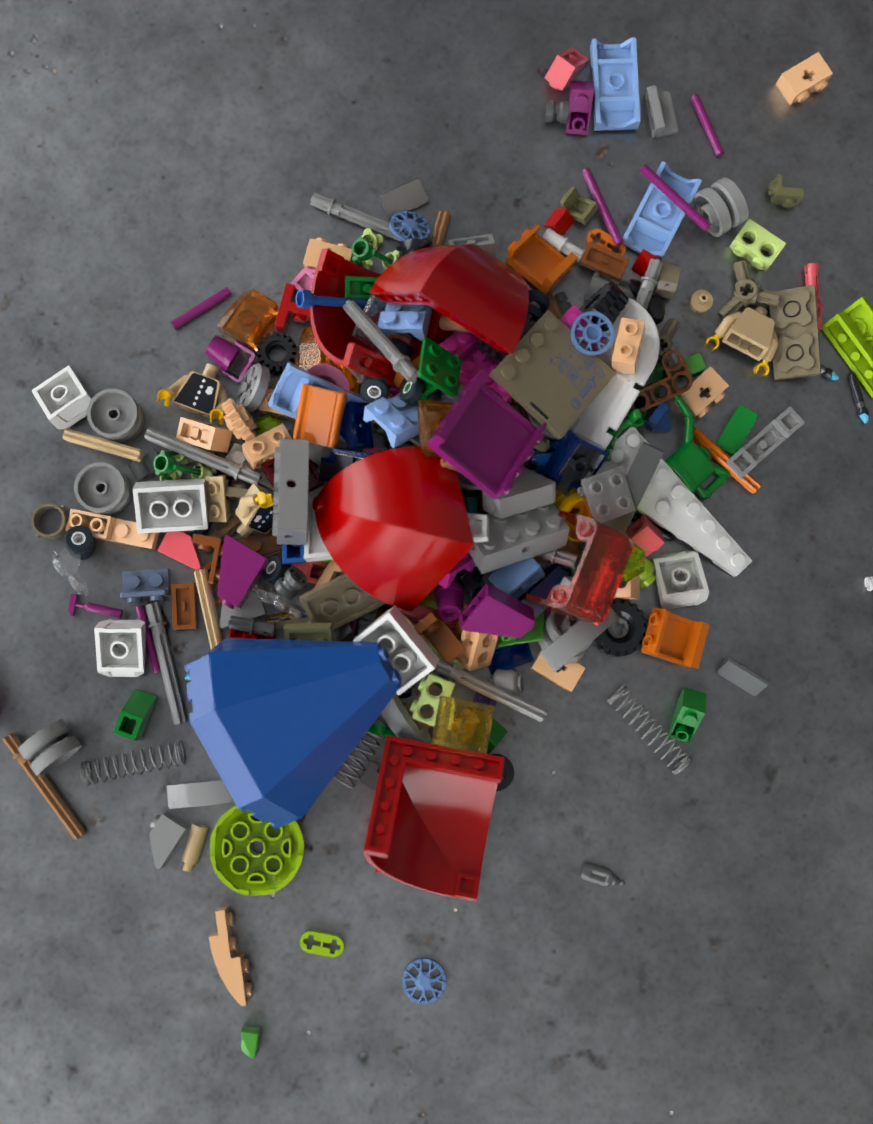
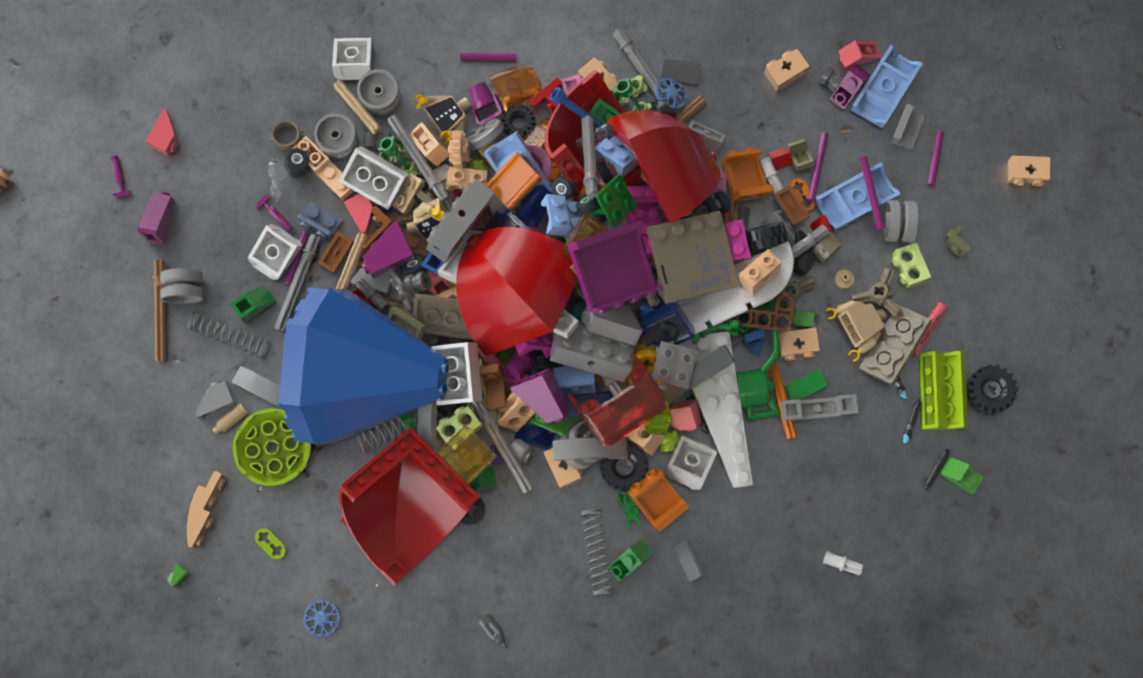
camera: 40 degrees right, 5 degrees down
(508, 117) = (780, 78): none -> light nougat brick
(592, 333) = (739, 247): medium blue wheel -> none
(651, 664) = (631, 508): none -> green piece

